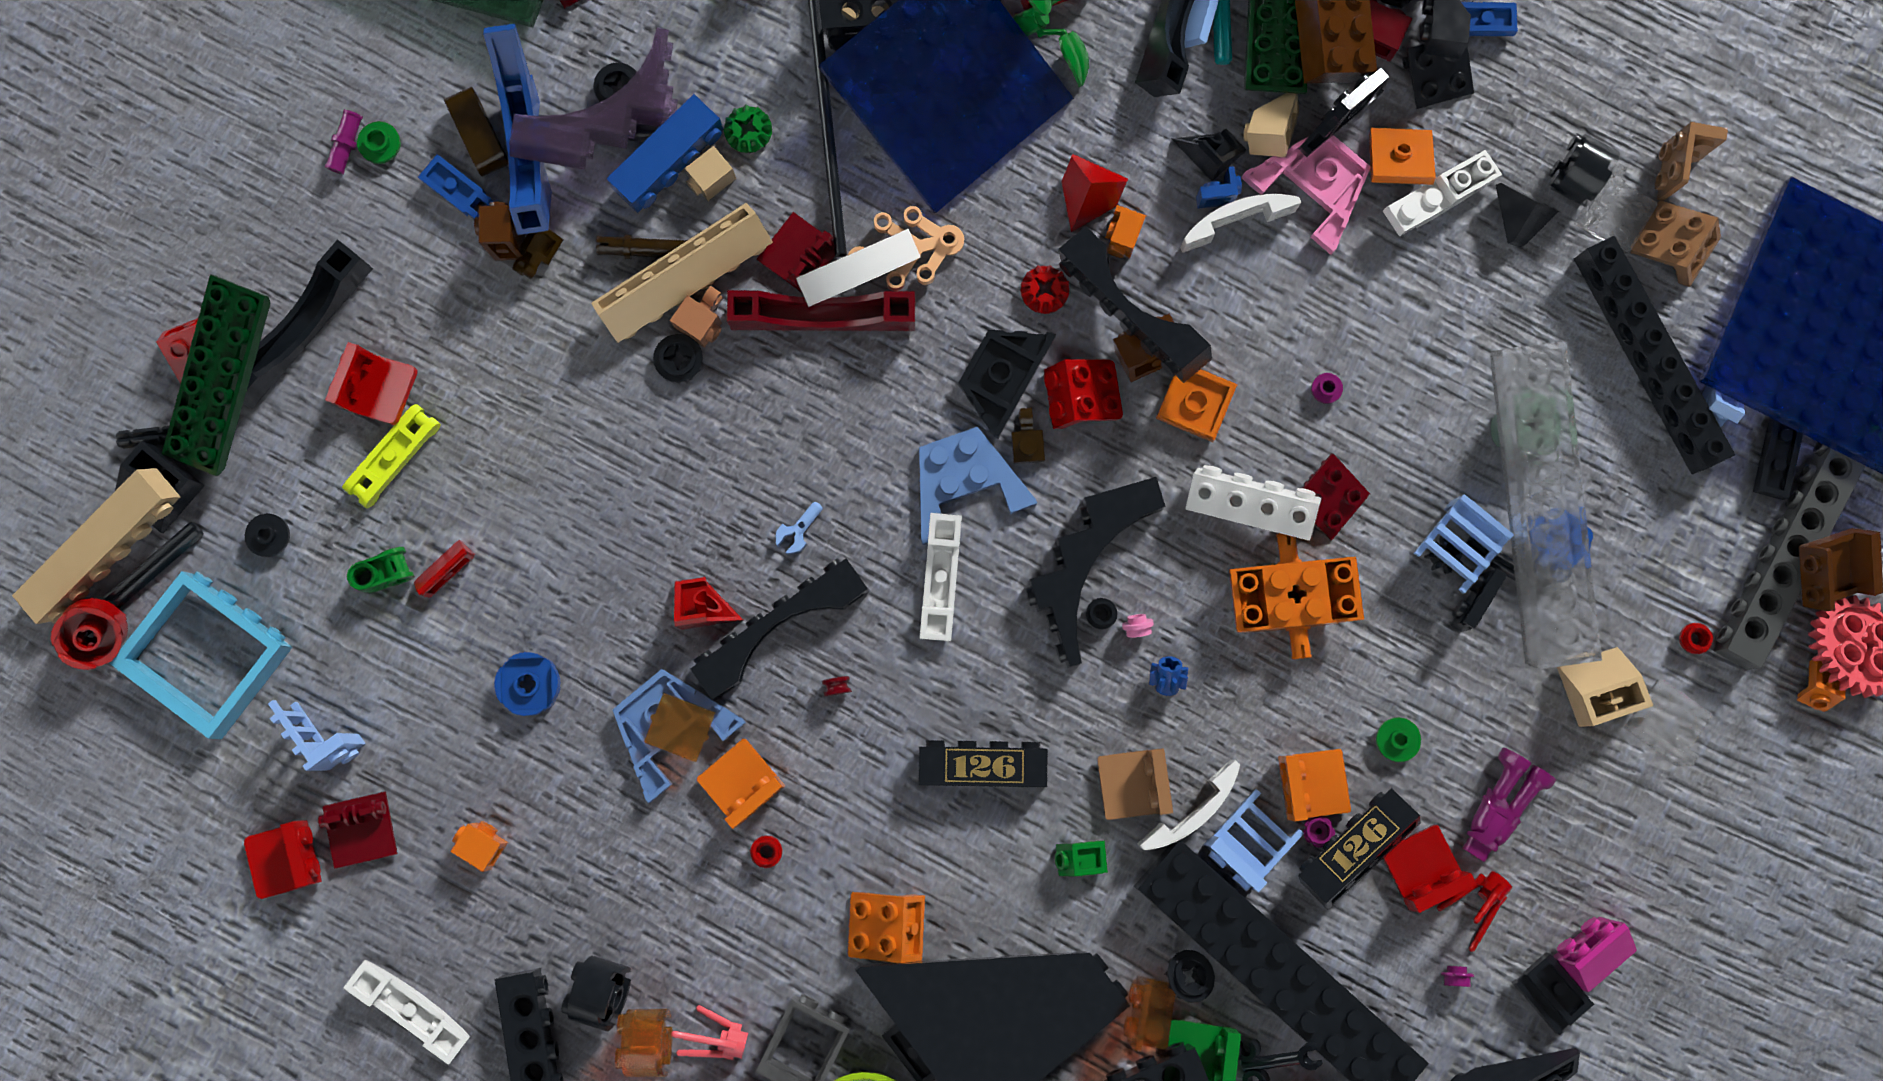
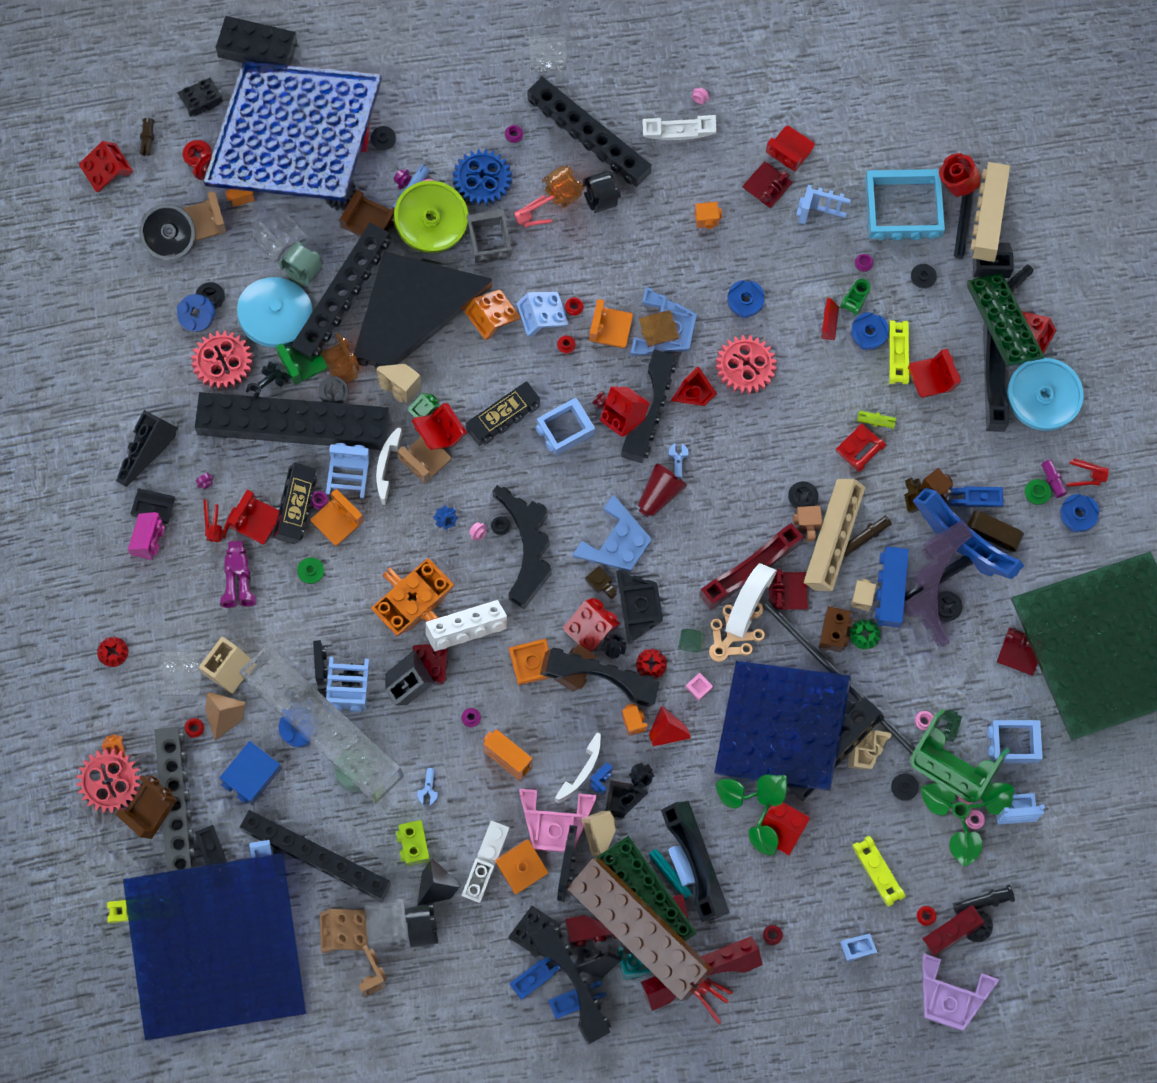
camera: 140 degrees right, 10 degrees down
(258, 244) = (1045, 394): none -> medium azure dish
(285, 108) = (1098, 473): none -> red plant
(328, 615) = (863, 262): none -> magenta plate
(338, 1038) = (700, 95): none -> bright pink plate
(364, 88) = (1076, 523): none -> blue plate
(395, 497) = (874, 322): none -> blue plate
(498, 387) = (876, 419): none -> lime pin
(550, 377) = (856, 443): none -> red plate
(632, 581) = (735, 377): none -> coral gear
(781, 157) = (834, 629): none -> reddish brown brick
(817, 875) = (541, 311): none -> light blue bracket
(820, 643) = (623, 410): none -> red slope
(831, 803) = (566, 349): none -> red plate
(859, 498) = (659, 490): none -> dark red cone
(881, 681) = (582, 418): none -> light blue window
(940, 576) = (590, 484): white slope -> none
(973, 275) = (691, 640): none -> clear green piece
(1009, 214) = (699, 686): none -> bright pink plate
(1077, 340) = (614, 646): none -> black gear
(1088, 808) = (440, 429): none -> red bracket
(1090, 914) = (400, 381): none -> tan slope
(1168, 156) = (641, 775): none -> black gear
(1322, 298) = (507, 754): none -> orange brick
(1381, 490) = (407, 680): none -> black slope
(1445, 340) = (428, 788): none -> light blue bar
(1516, 282) = (413, 843): none -> lime brick
(1647, 628) = (223, 713): none -> medium nougat slope
(1665, 522) = (250, 773): none -> blue brick
(1725, 817) = (113, 660): none -> red gear

